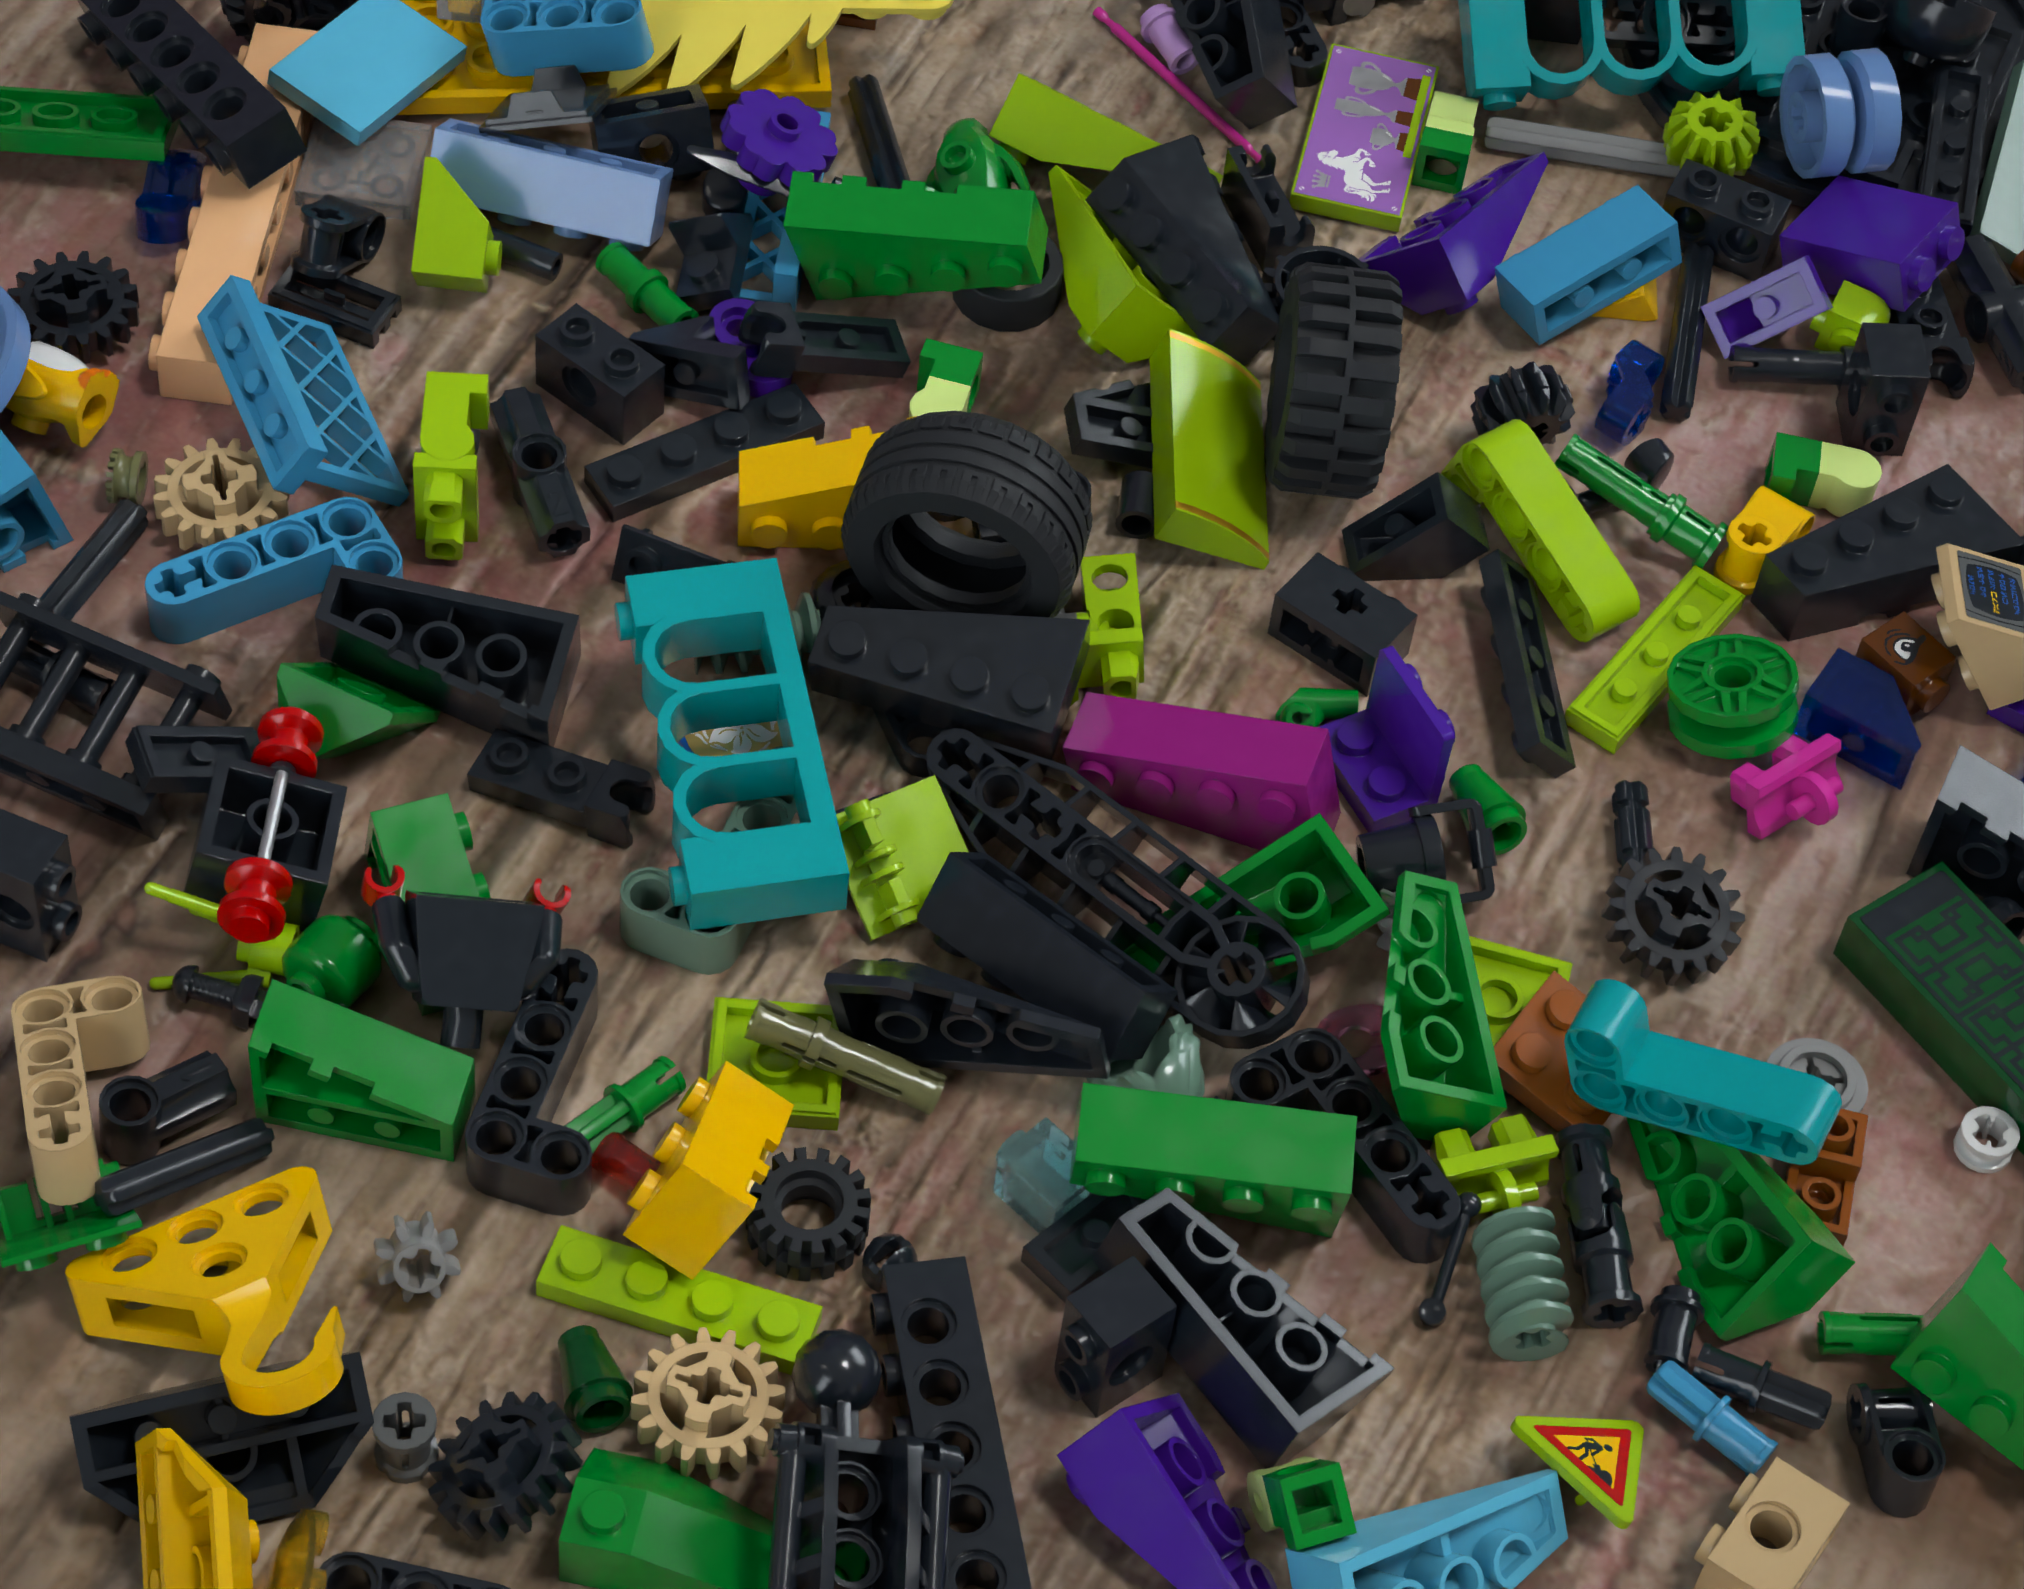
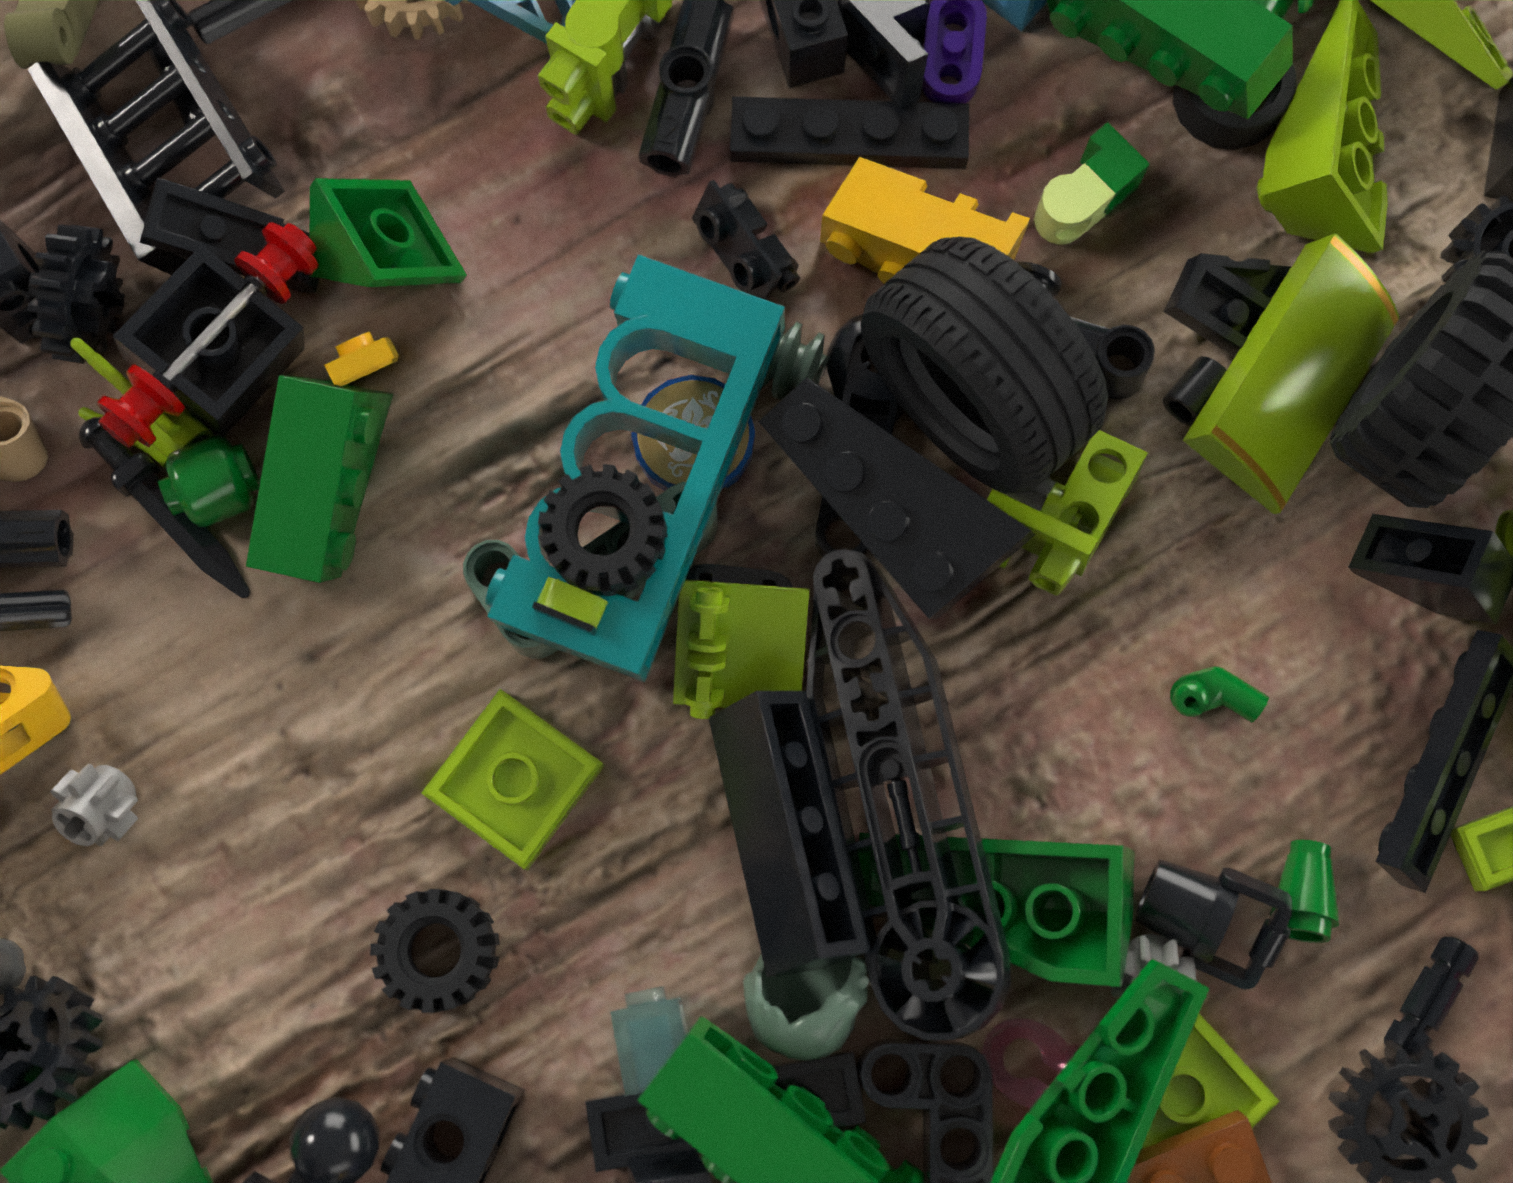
camera: 40 degrees right, 25 degrees up
(108, 864) = (75, 291): none -> black gear
(266, 569) = (331, 55): dark azure beam -> none
(356, 1077) = (150, 606): green wedge -> none
(424, 783) = (360, 358): none -> yellow plate
(453, 649) = (509, 249): black wedge -> none
(466, 949) = (277, 554): black torso -> none
(541, 1072) = (308, 693): black beam -> none
(563, 785) = (506, 401): black plate -> none
(592, 1381) = (162, 1001): dark green cone -> none
(622, 1160) = (327, 822): clear red pin -> none
(630, 1103) = (354, 754): green axle -> none
(656, 1297) = (287, 964): lime plate -> none
(707, 1169) = (356, 879): yellow wedge -> none
(712, 1431) = (253, 1106): tan gear -> none
(750, 803) = (579, 497): none -> black tyre
(758, 846) = (570, 605): none -> lime piece
(821, 343) = (1013, 78): black plate -> none
(833, 1051) = (556, 821): olive pin -> none
(878, 1248) = (478, 1049): black hinge -> none
(957, 1023) = (643, 818): black wedge -> none
(1180, 234) = (1418, 143): black wedge -> none
(1205, 767) = (1064, 714): magenta wedge -> none
(1339, 621) = (1294, 653): black brick -> none
(1393, 749) = (1251, 784): dark purple bracket -> none

